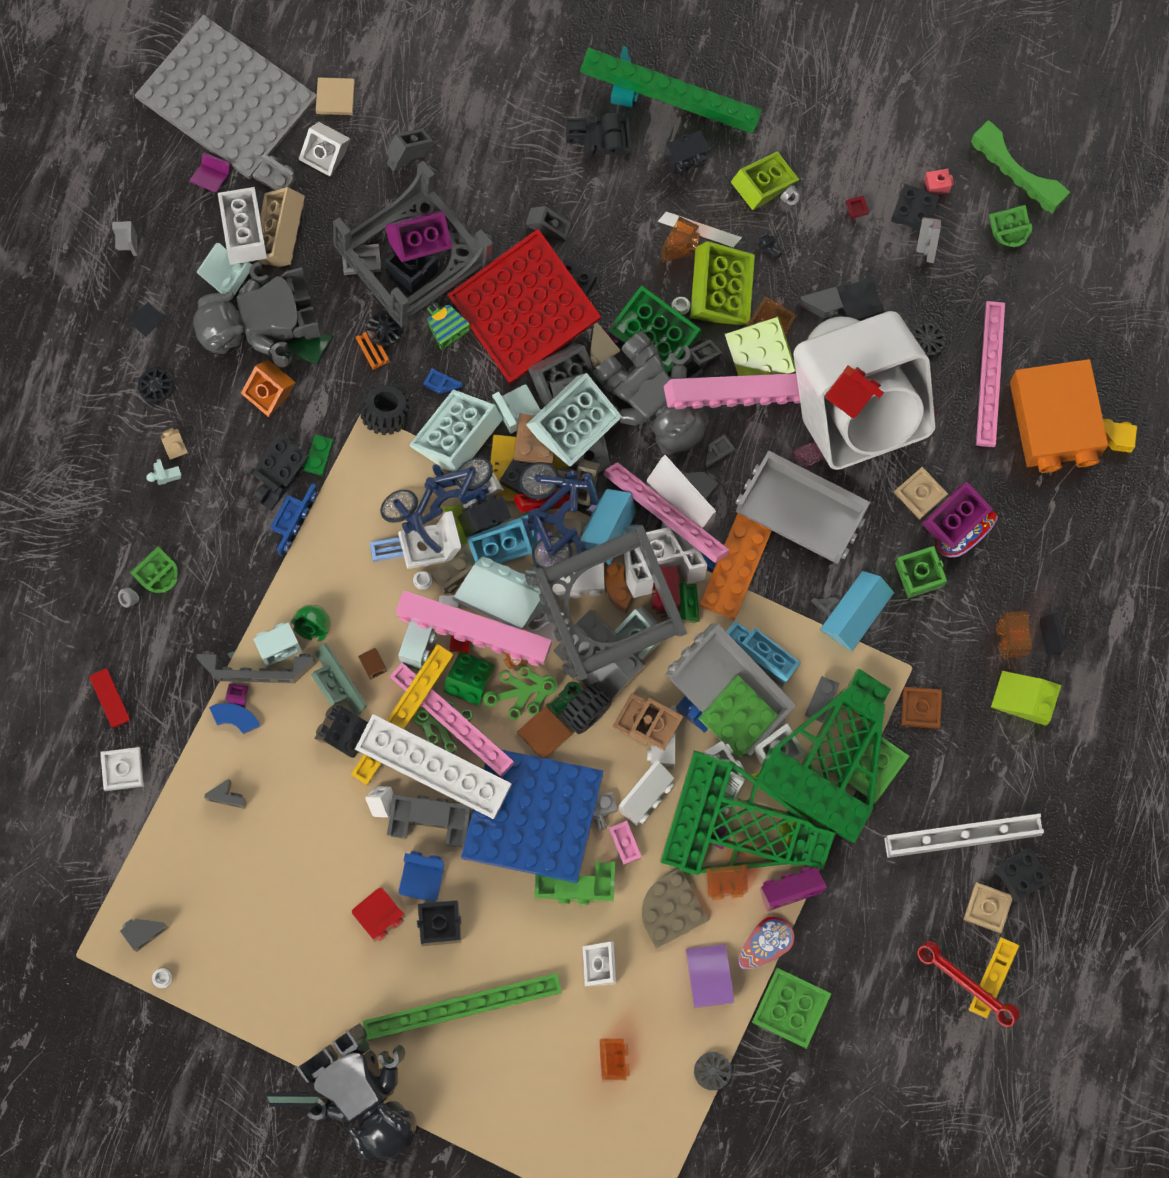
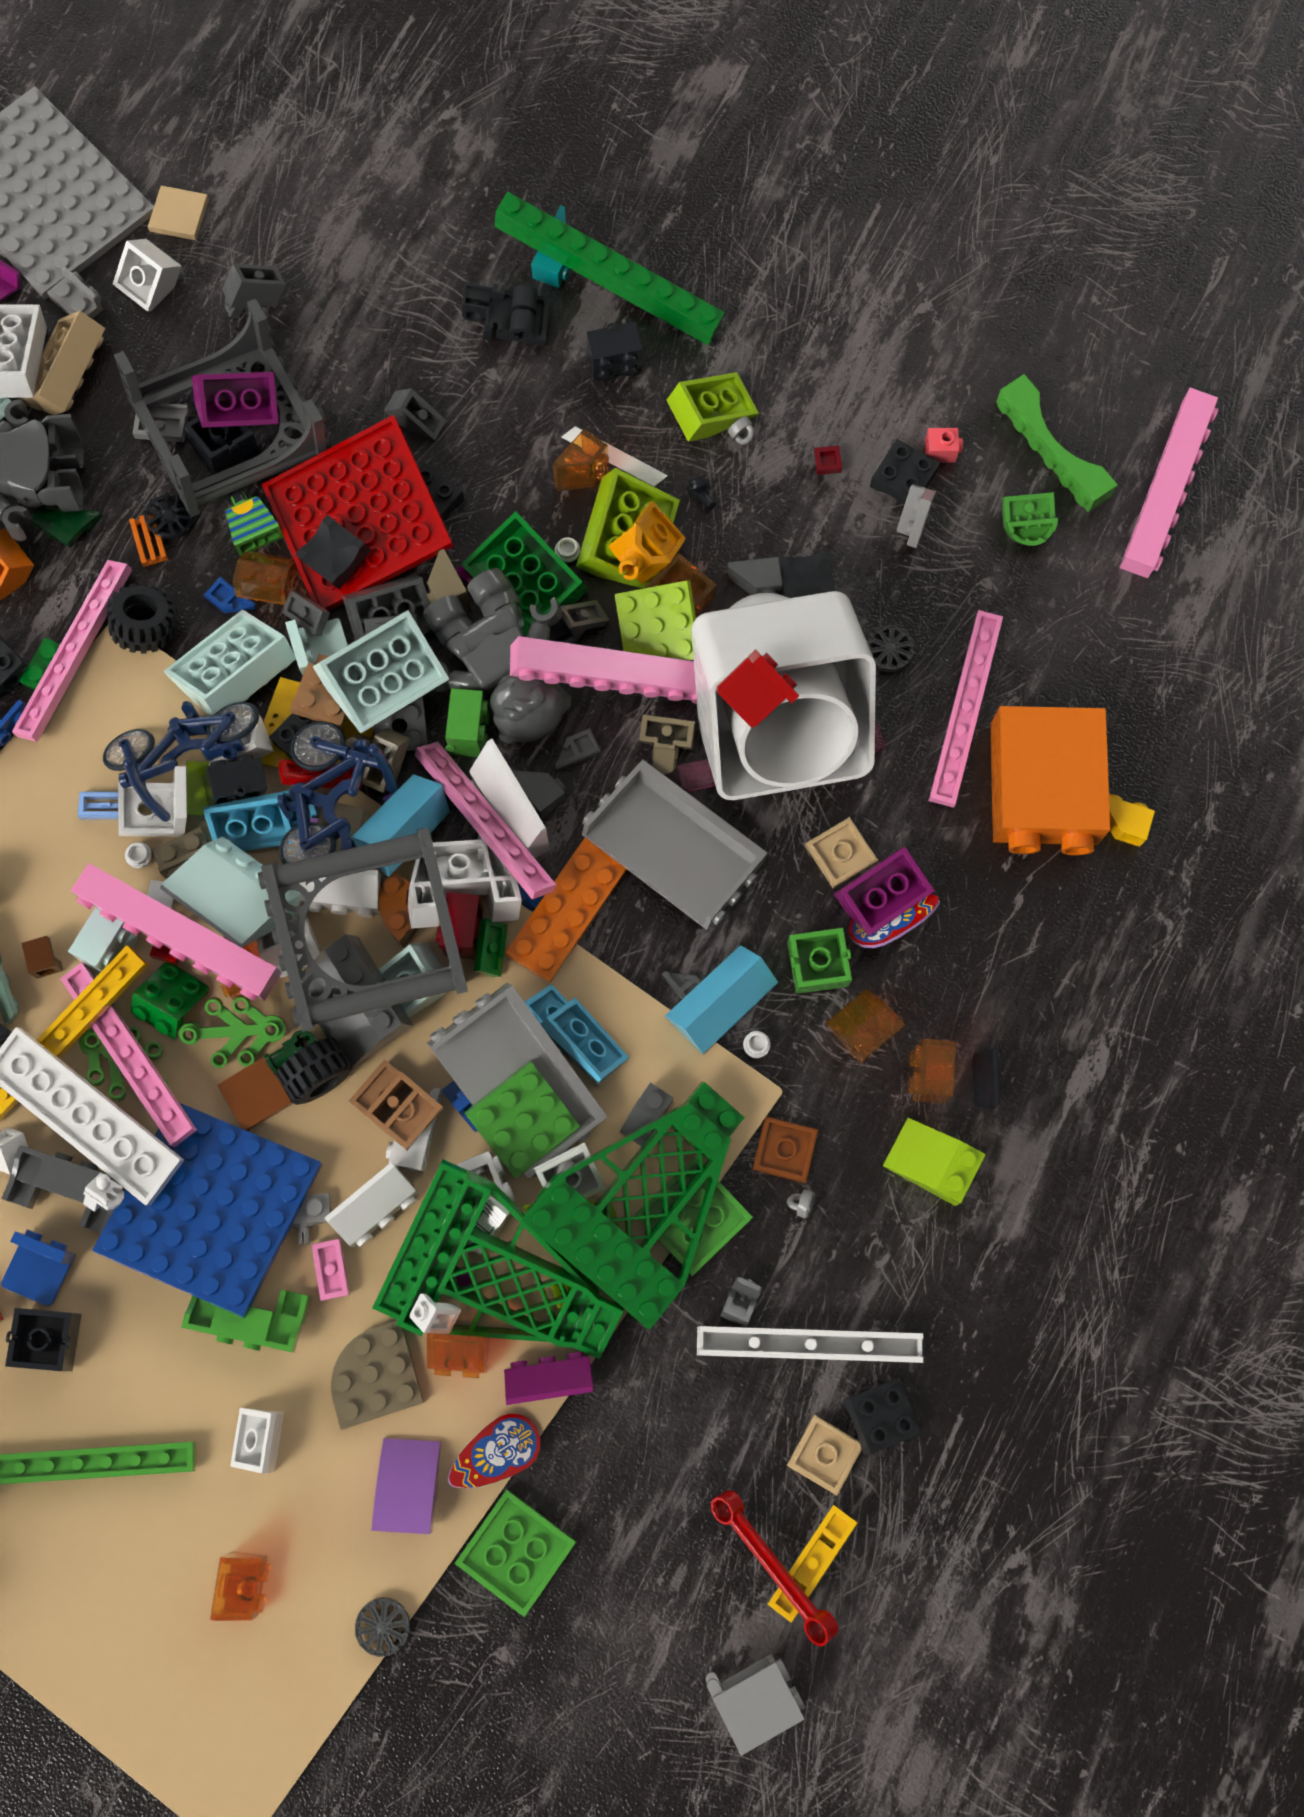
camera: 10 degrees right, 0 degrees up
(339, 440) = (71, 652): none -> bright pink plate
(461, 814) = (103, 1192): none -> white piece
(466, 363) = (263, 577): none -> clear orange slope
(503, 384) = (306, 612): none -> dark grey plate
(515, 337) = (333, 552): none -> black brick
(637, 445) = (467, 723): none -> bright green brick
(705, 858) = (434, 1317): none -> white bracket
(742, 293) = (647, 544): none -> light orange plate
(782, 432) = (667, 737): none -> dark tan brick
(887, 638) = (756, 1044): none -> white plate
(911, 814) = (741, 1301): none -> dark grey bracket
(943, 741) = (805, 1204): none -> light grey tile
(961, 611) = (865, 1025): none -> clear orange slope
(973, 1072) = (756, 1702): none -> light grey container
(1107, 182) = (1169, 483): none -> bright pink brick

